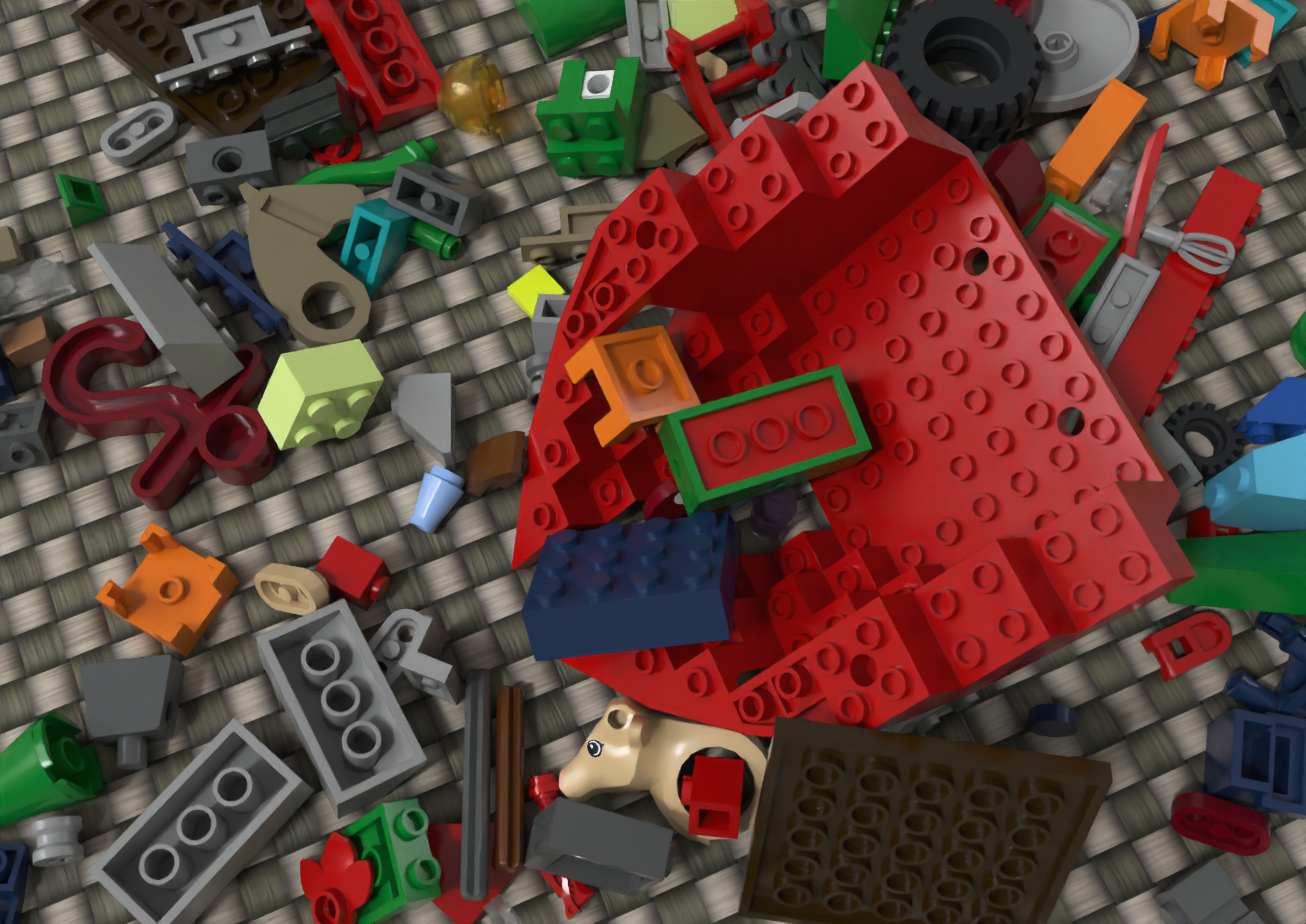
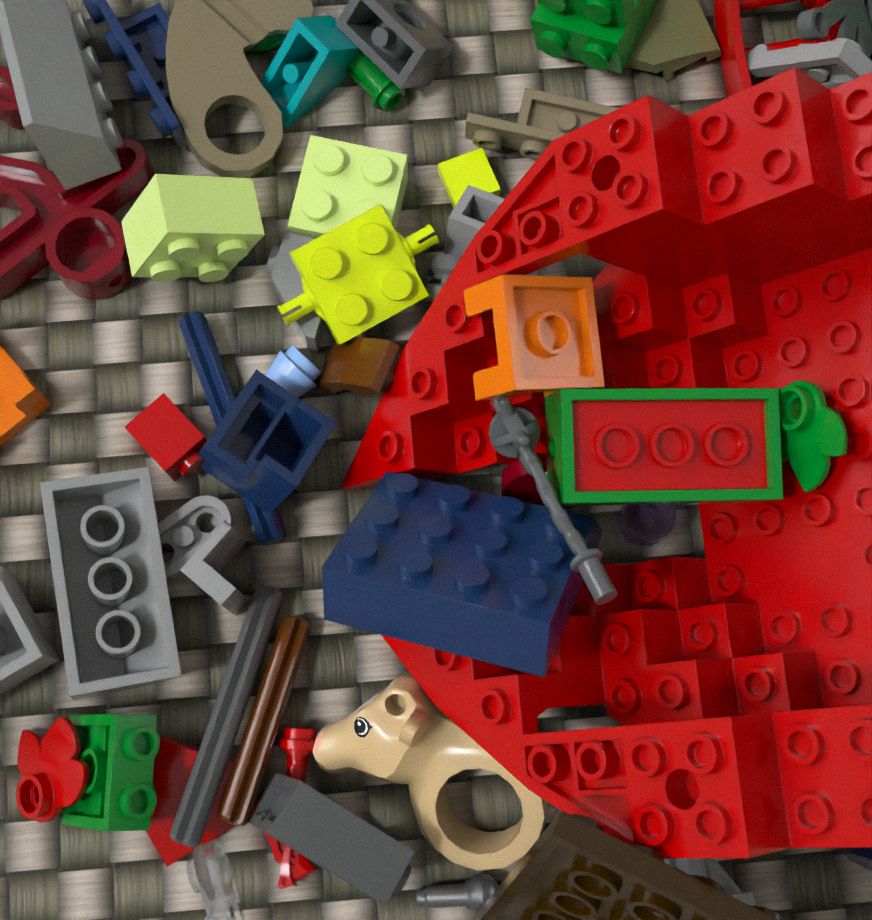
camera: 15 degrees right, 10 degrees up
(292, 588) = (100, 436): tan plate -> none
(404, 551) = (220, 398): none -> dark blue axle
(437, 547) = (265, 442): none -> dark blue plate
(444, 334) = (343, 182): none -> yellowish green brick
(471, 389) = (358, 274): none -> neon yellow plate
(643, 467) = (514, 435): none -> dark grey piece
(714, 796) = (473, 825): red brick -> none
(730, 868) = (471, 893): none -> flat silver piece
(874, 391) = (809, 432): none -> green plate

